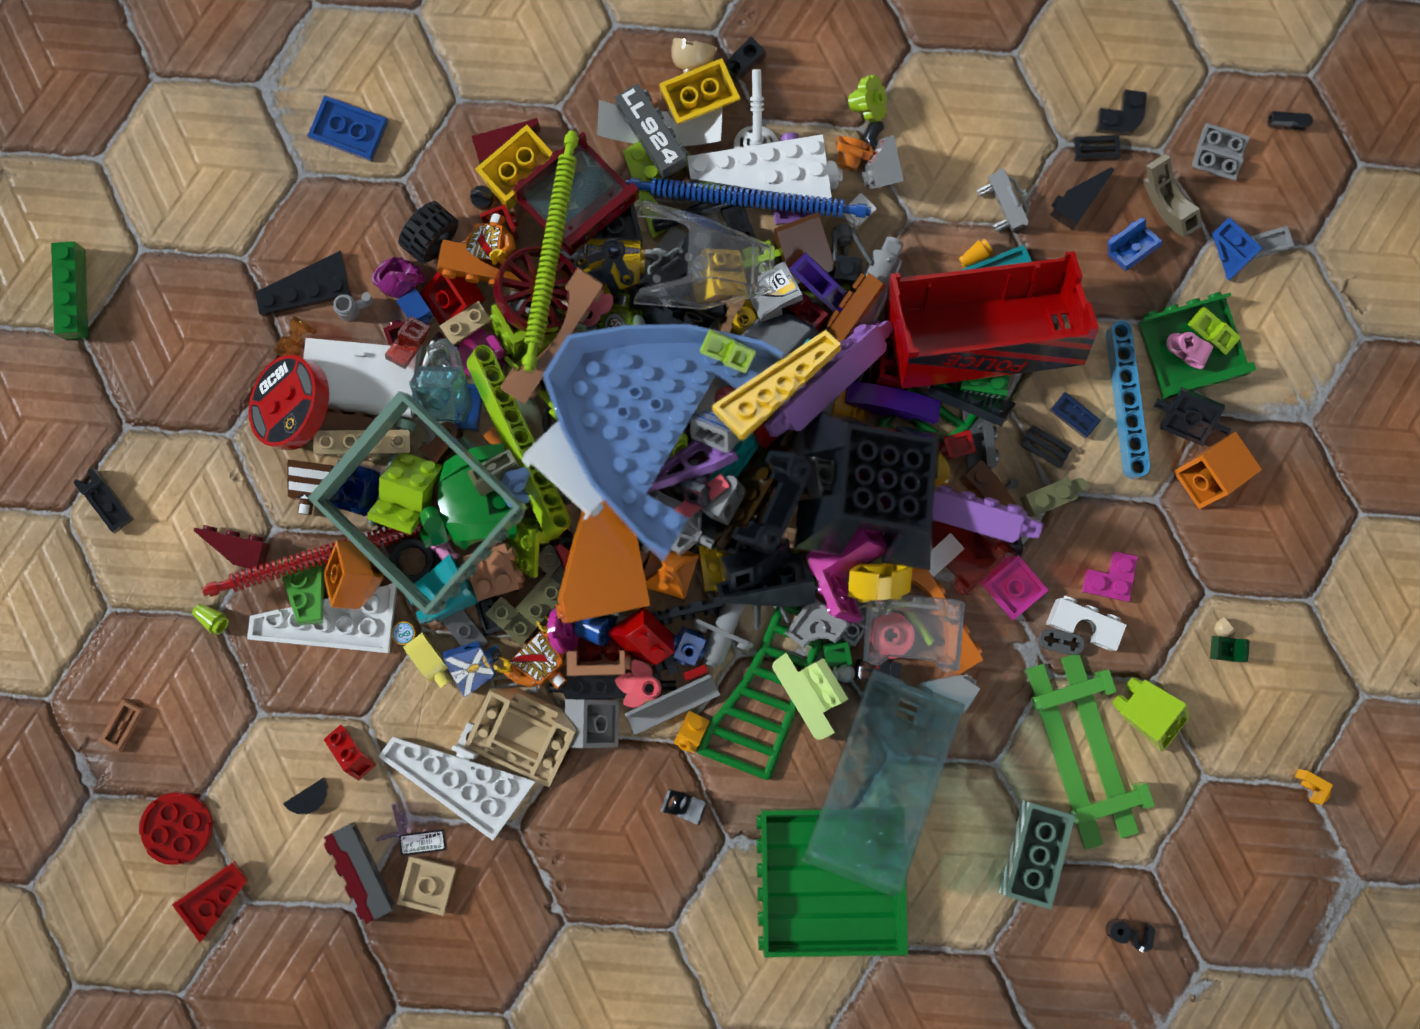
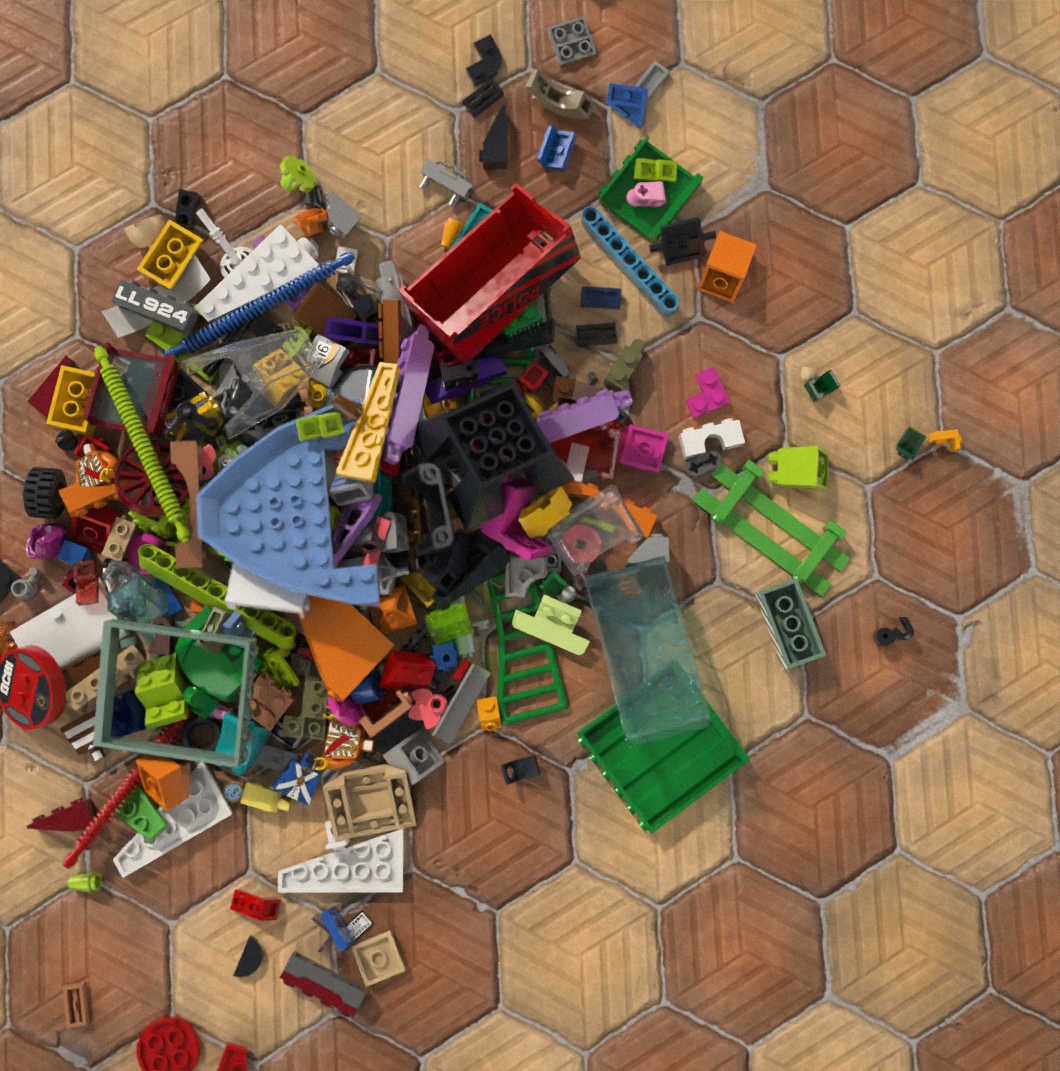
camera: 30 degrees left, 0 degrees up
(409, 830) = (337, 928): none -> blue tile
(716, 621) = (449, 623): none -> clear neon green plate
(766, 353) = (348, 408): none -> reddish brown cone
(890, 394) = (459, 375): none -> black leg
(1275, 764) = (909, 443): none -> dark green bracket

